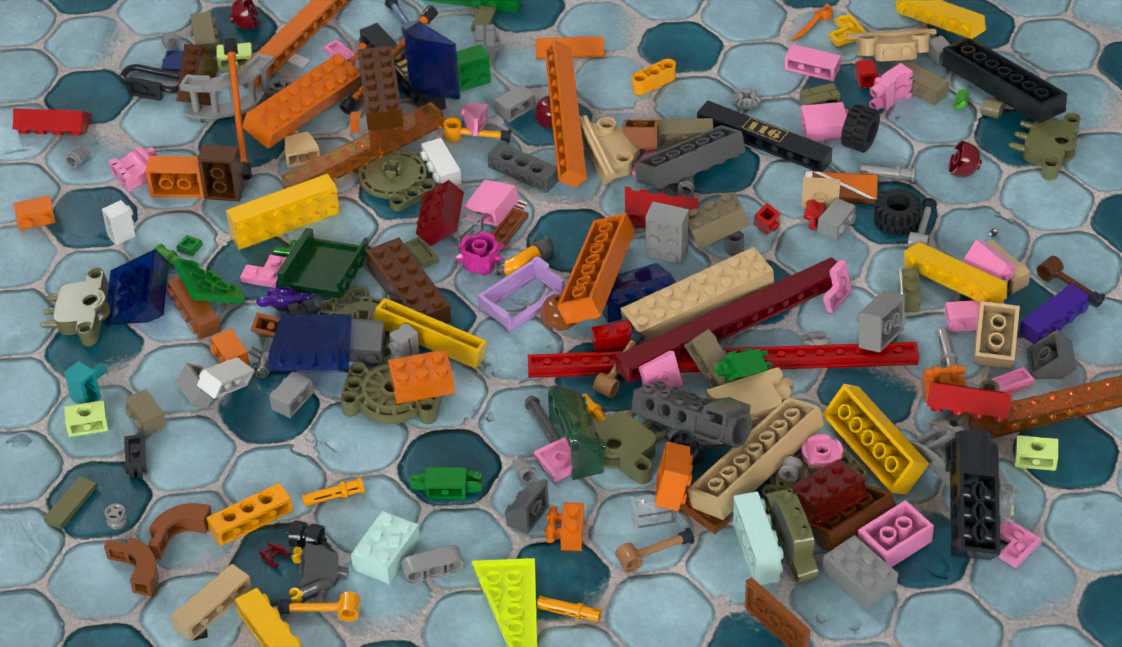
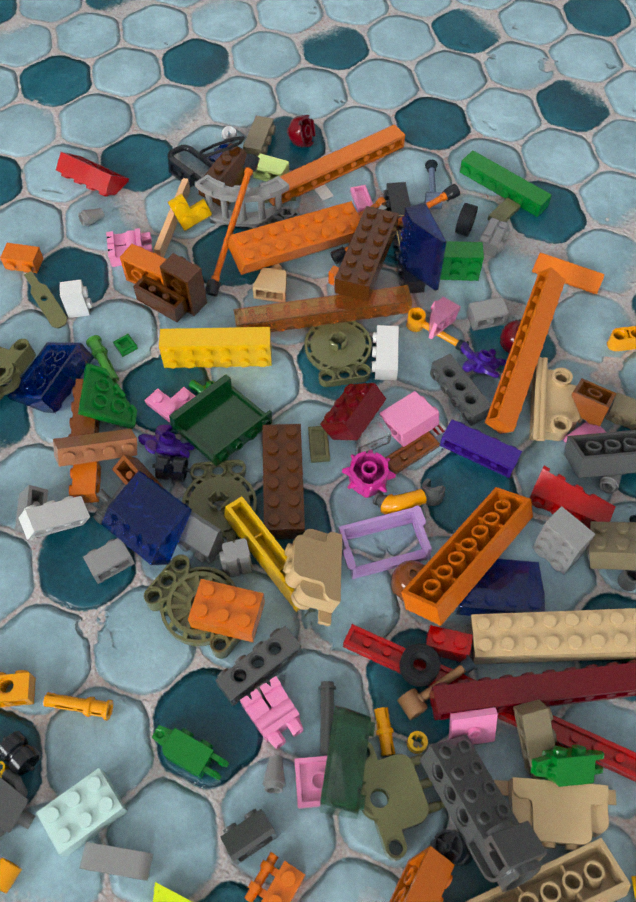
camera: 25 degrees right, 15 degrees up
(93, 240) = (49, 307): none -> olive piece
(162, 123) = (170, 222): none -> light nougat tile
(176, 56) = (201, 155): none -> black piece
(180, 120) = (188, 215): none -> yellow plate
(201, 195) = (160, 298): none -> reddish brown brick
(224, 319) = (94, 447): none -> nougat brick
(453, 31) = (466, 219): none -> black tyre
(467, 410) = (255, 676): none -> dark grey brick
(479, 324) = (315, 572): none -> tan brick
(497, 433) = (274, 720): none -> bright pink hips
(530, 139) = (481, 361): none -> dark purple animal
(564, 202) = (480, 448): none -> dark purple brick
(597, 363) = (424, 653): none -> black tyre
(623, 404) = (410, 741): none -> yellow bush

